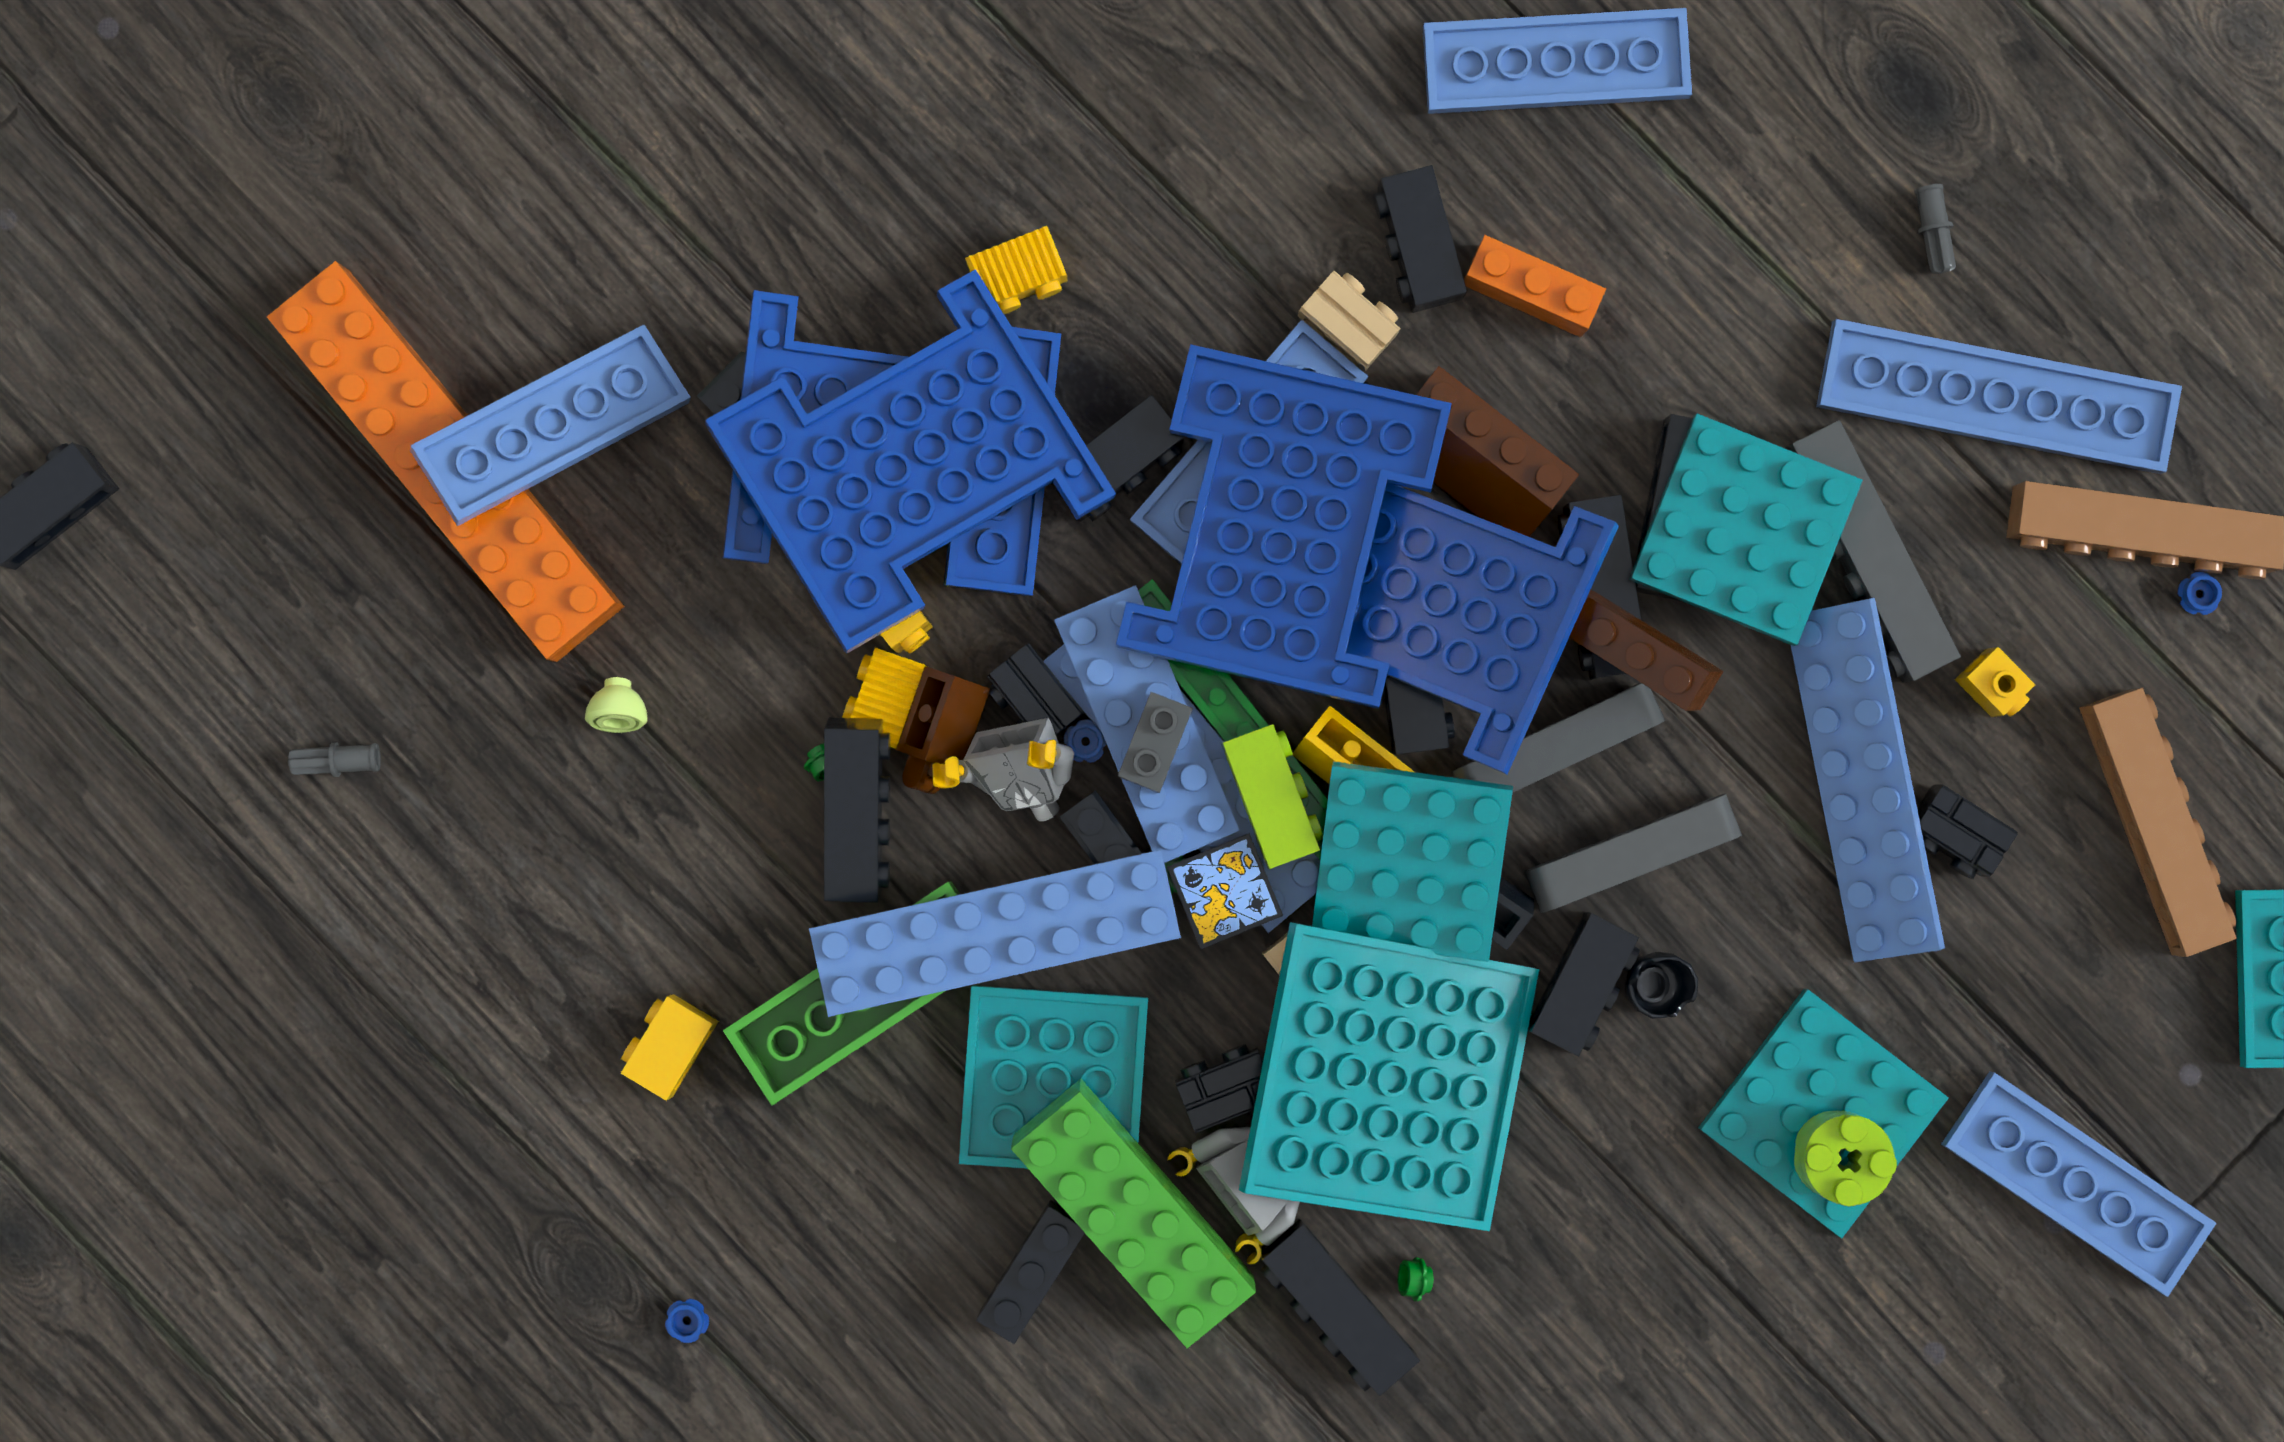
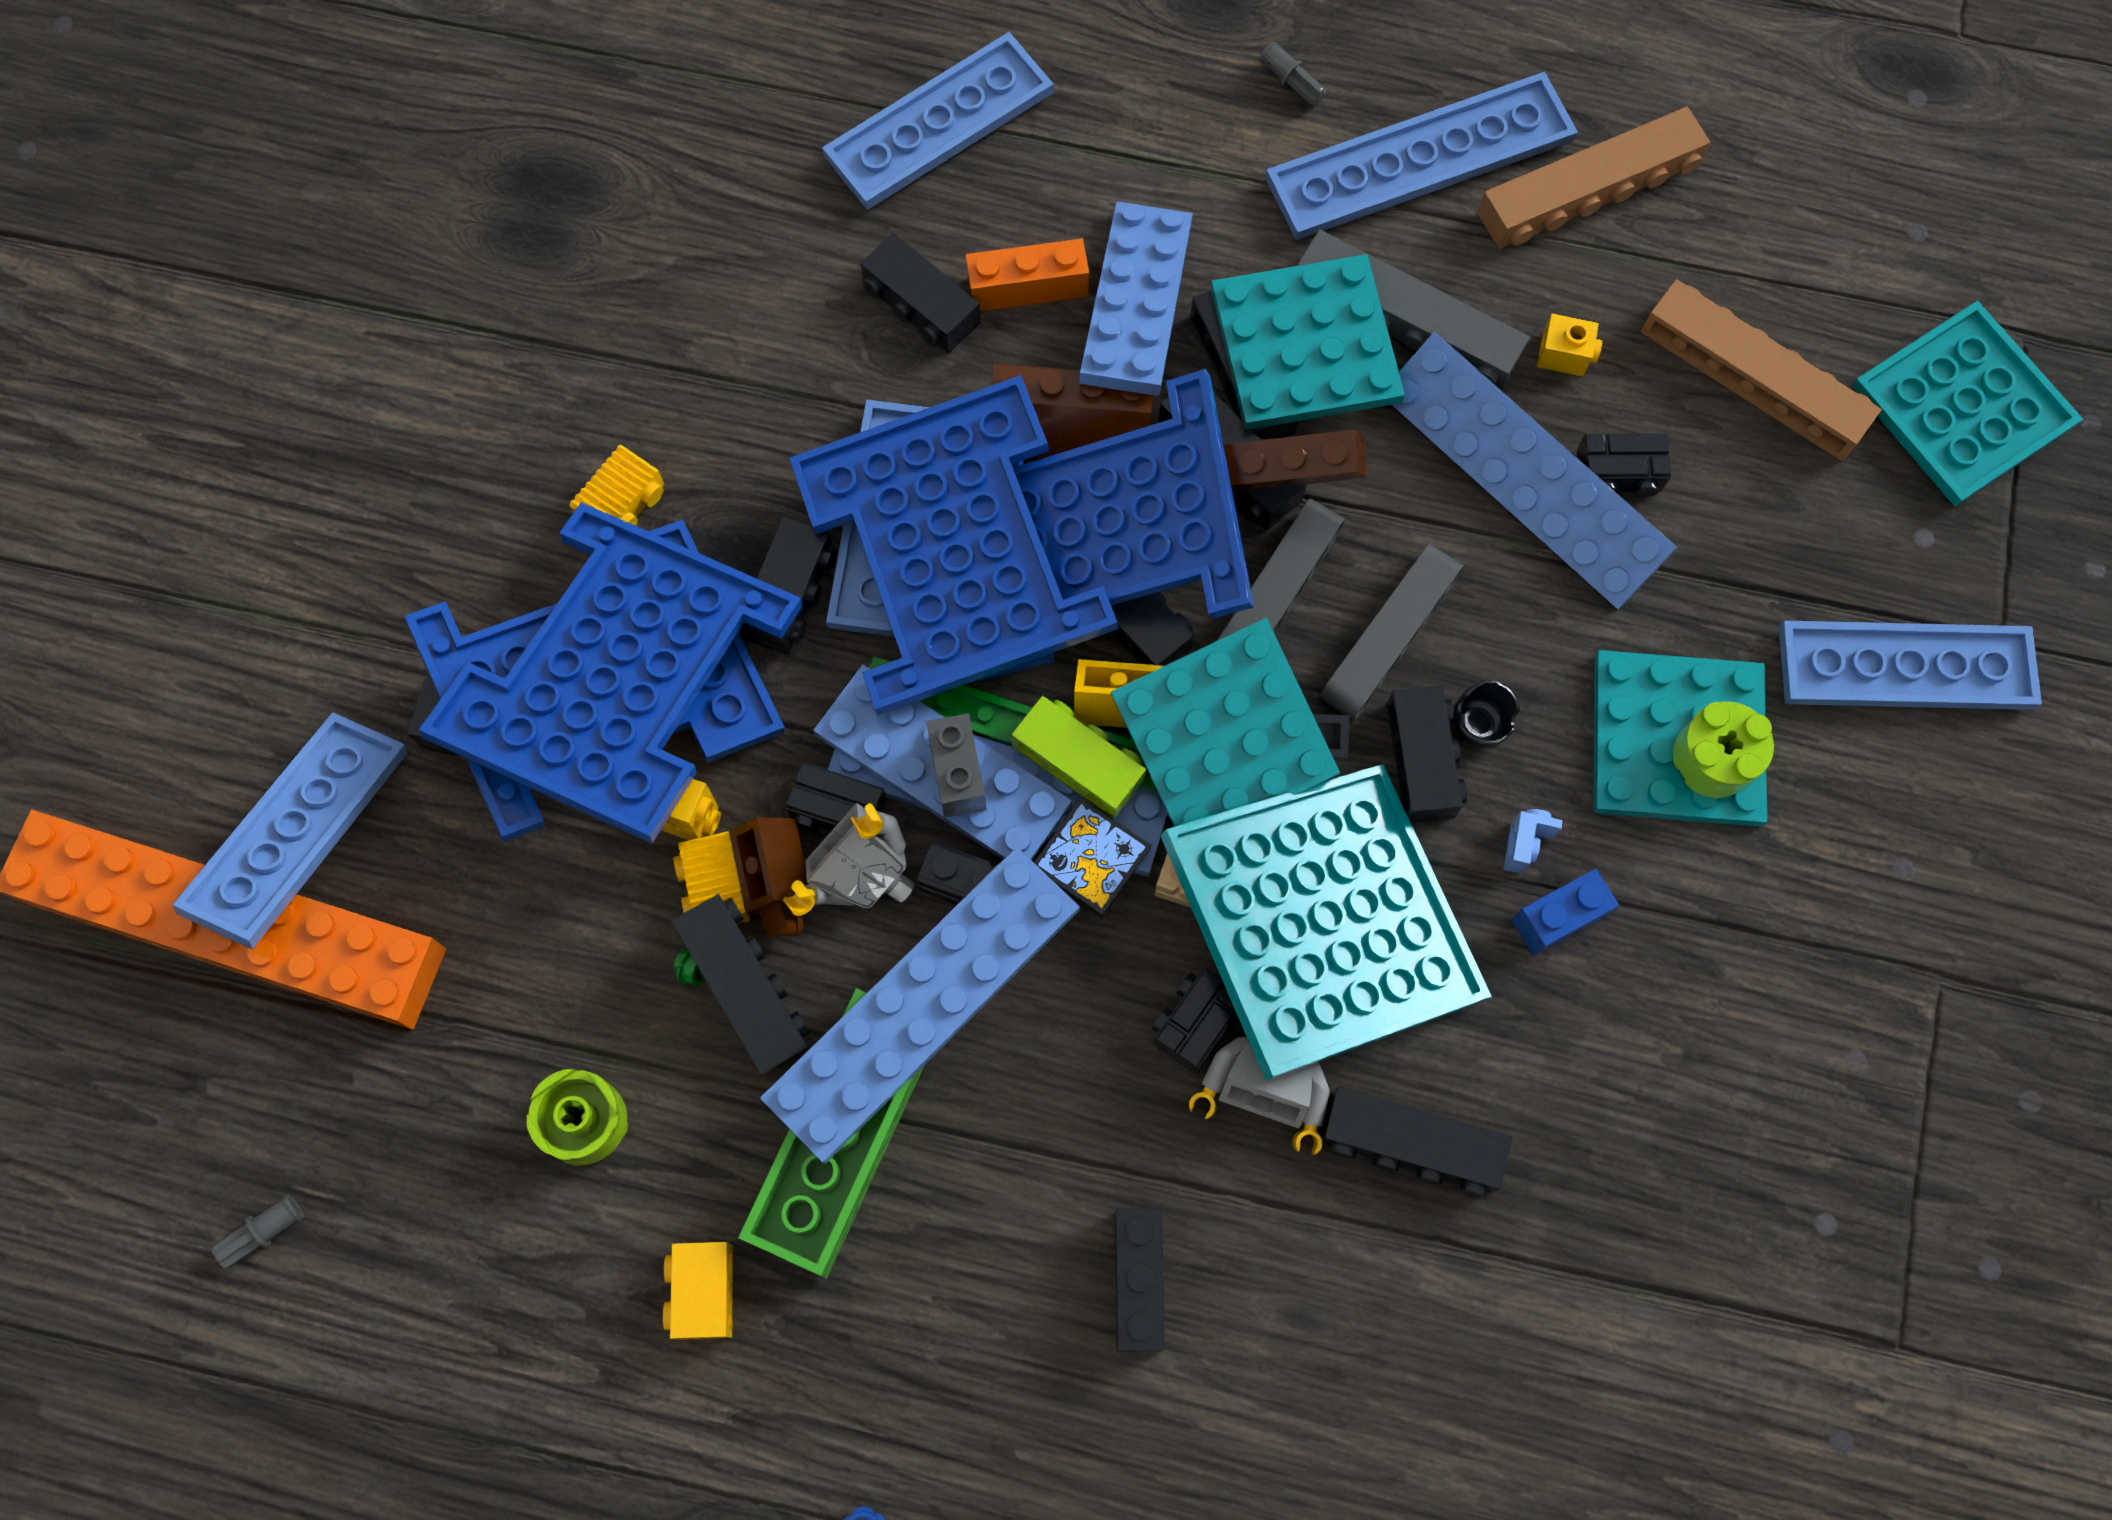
camera: 30 degrees left, 15 degrees down
(616, 707) = (486, 1031): yellowish green brick -> none
(631, 818) = (552, 1117): none -> lime brick
(1032, 1049) = (1051, 1106): teal plate -> none
(1083, 729) = (904, 806): blue plate -> none
(1133, 1213) = (1193, 1168): bright green brick -> none
(1350, 320) = (903, 377): tan brick -> none
(1415, 1278) = (1459, 1076): green plate -> none
(1604, 1202) = (1565, 912): none -> blue brick
(1612, 1117) = (1522, 843): none -> light blue bracket
(1619, 380) = (1136, 299): none -> medium blue plate
(2211, 593) = (1669, 193): blue plate -> none

